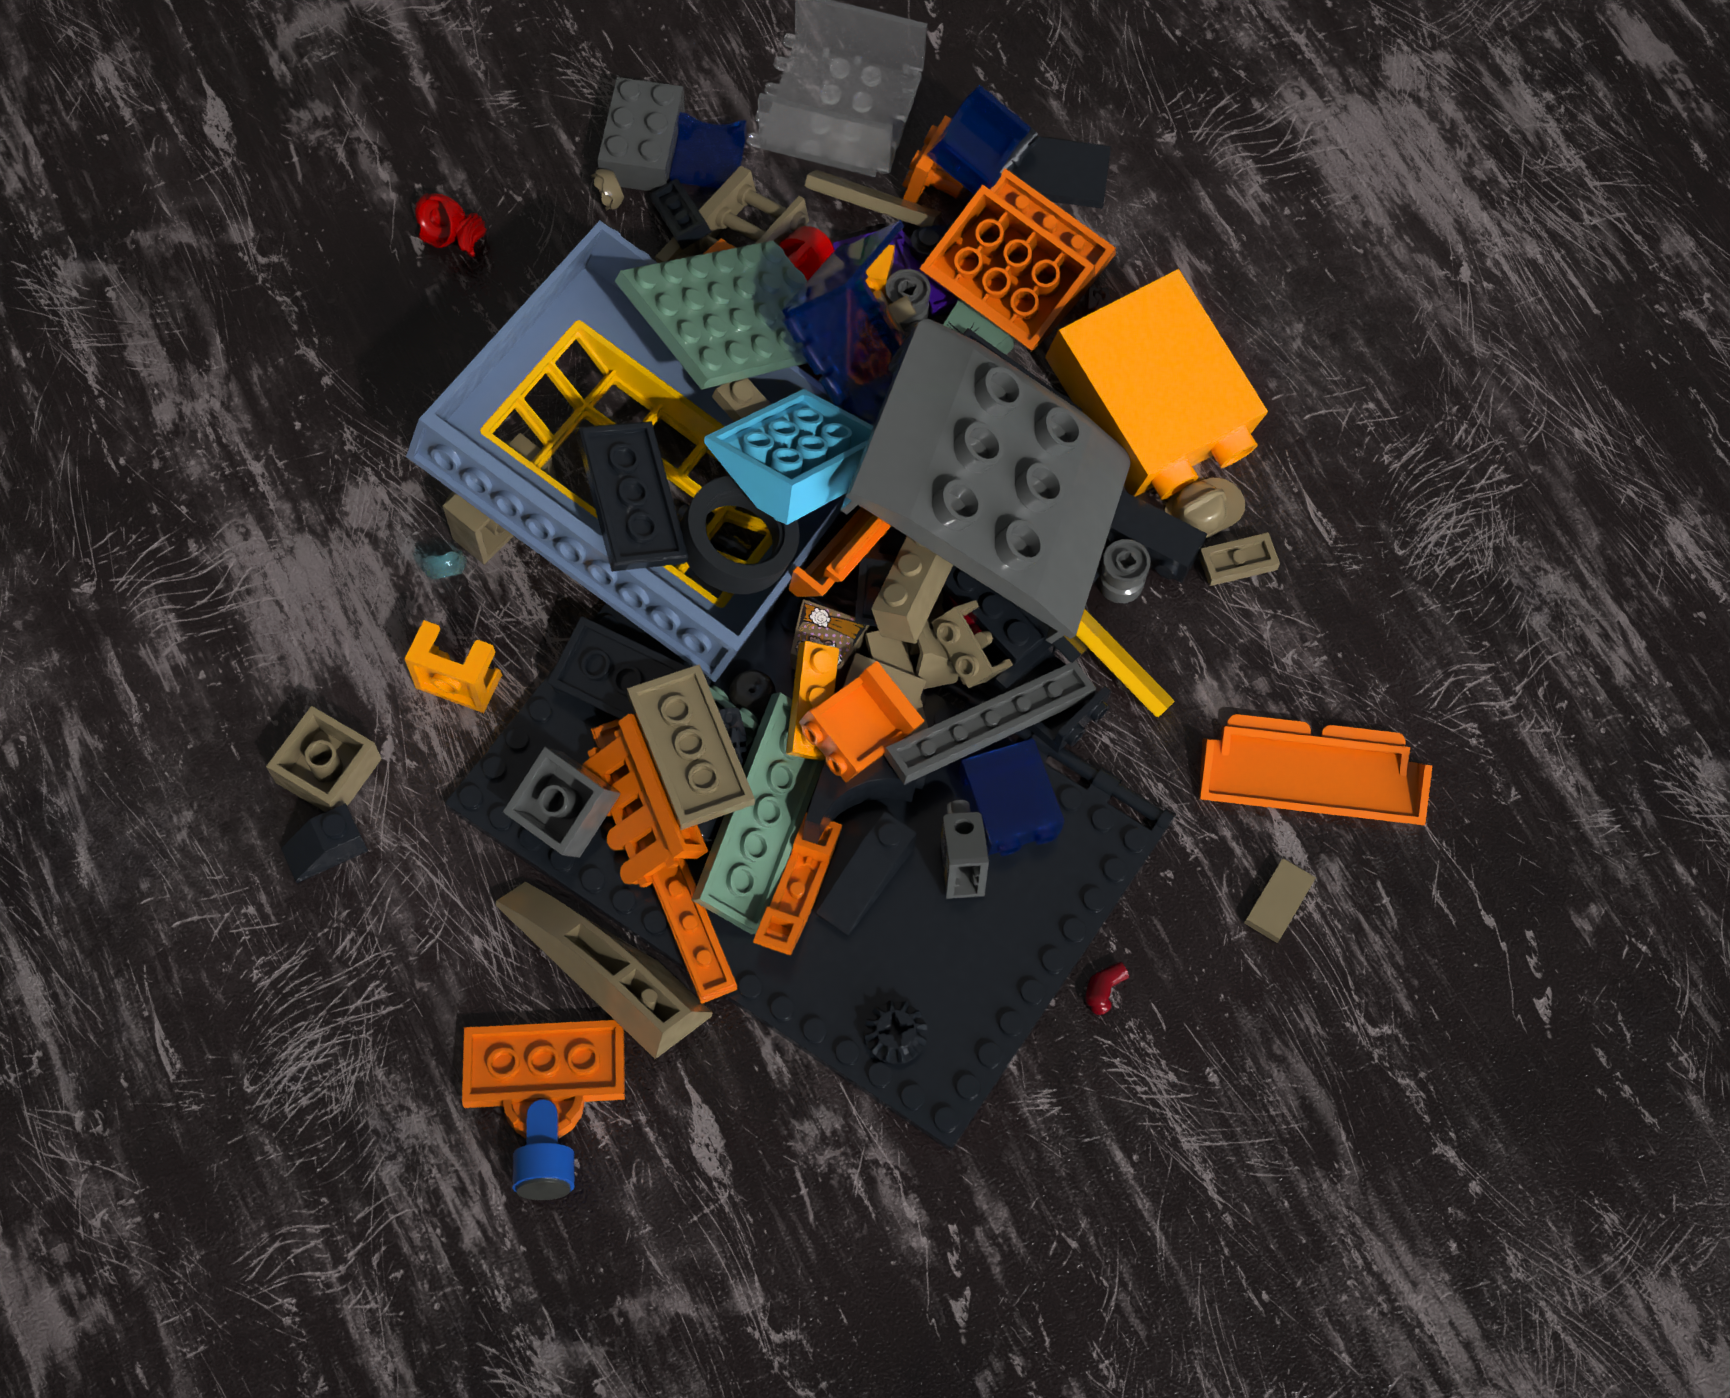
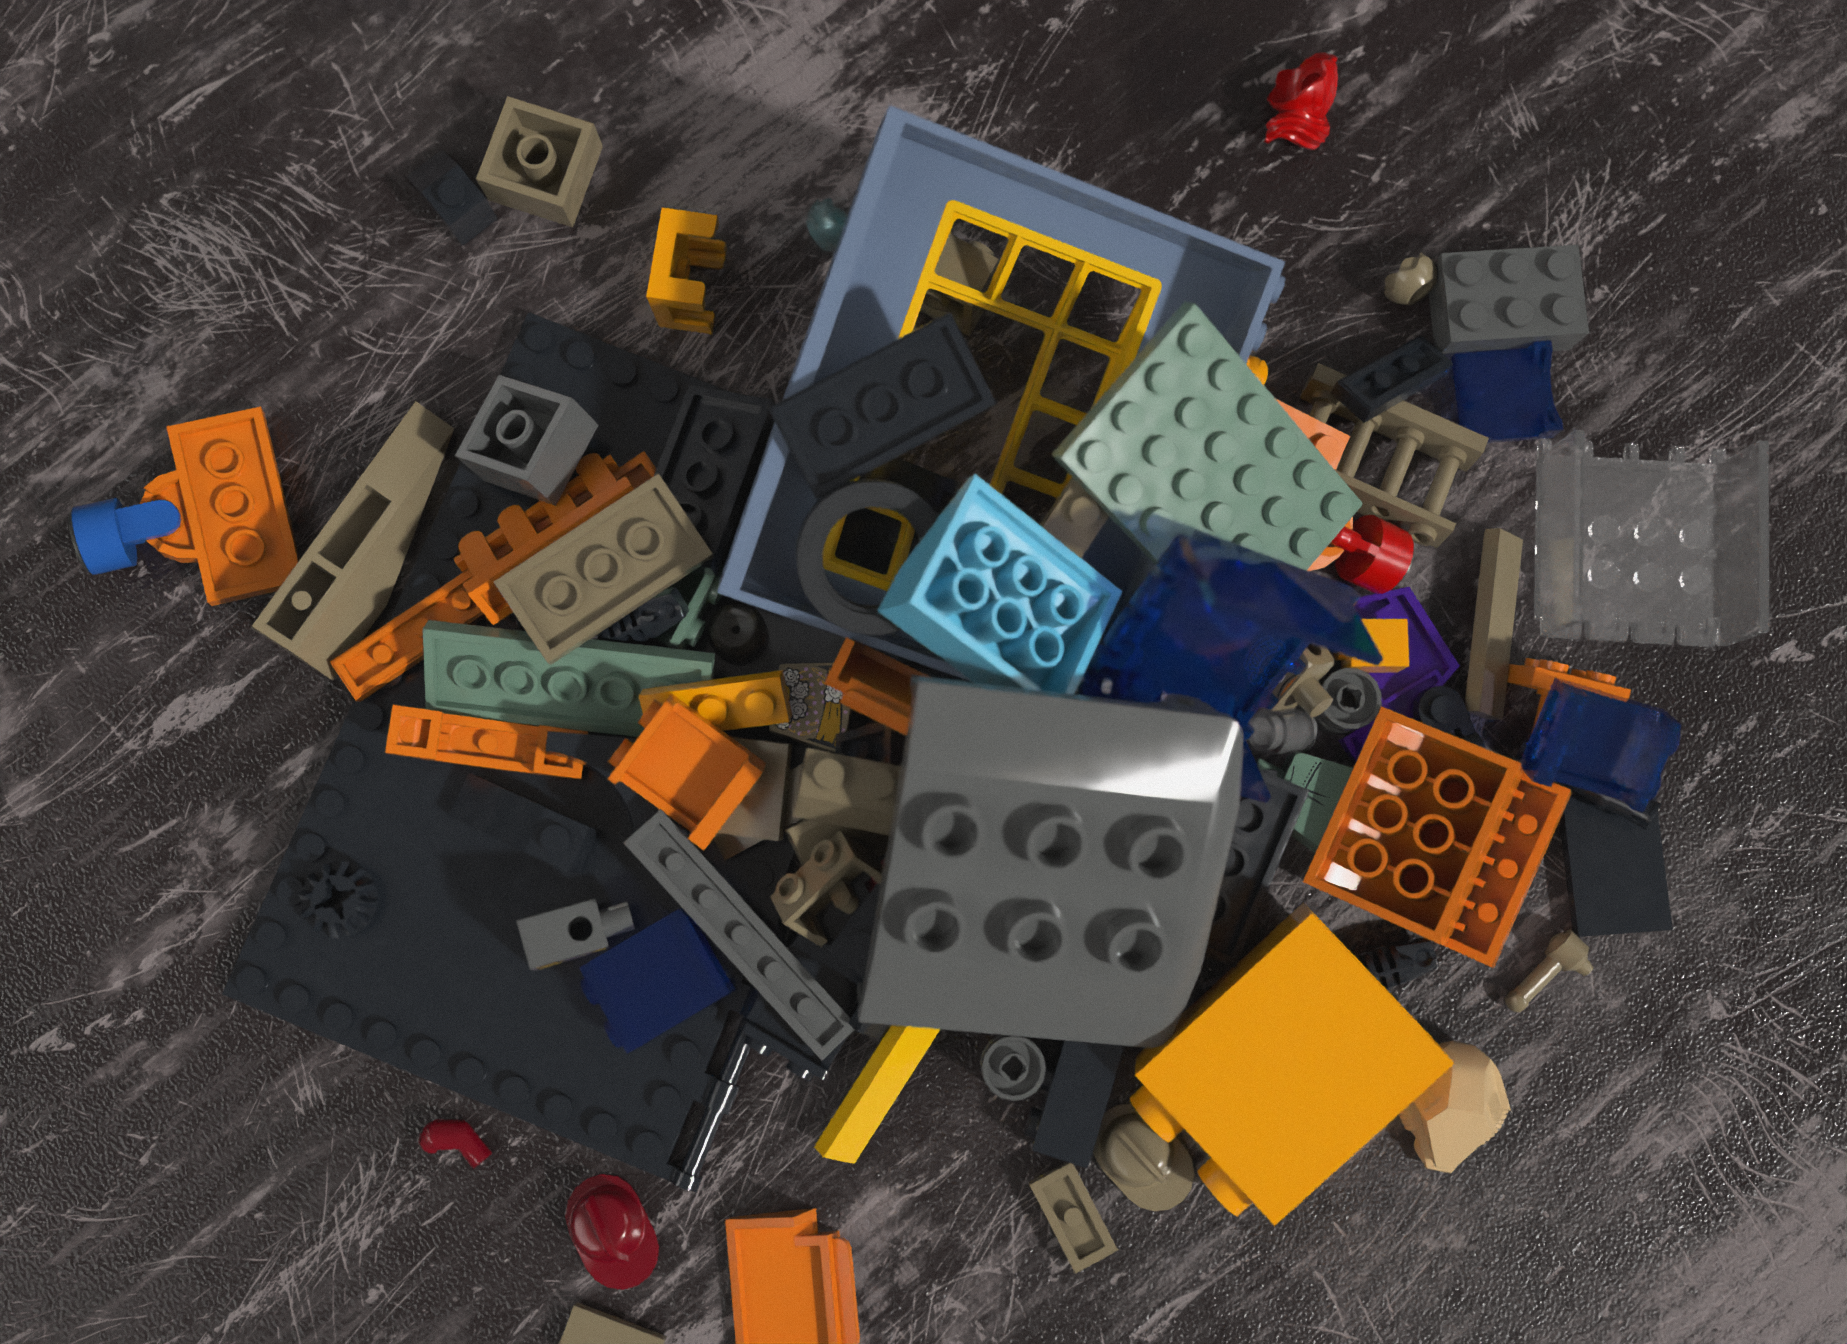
camera: 80 degrees right, 15 degrees up
(1113, 214) = (1563, 953): none -> dark tan piece
(1194, 886) = (612, 1232): none -> dark red piece
(1218, 298) = (1457, 1109): none -> tan helmet

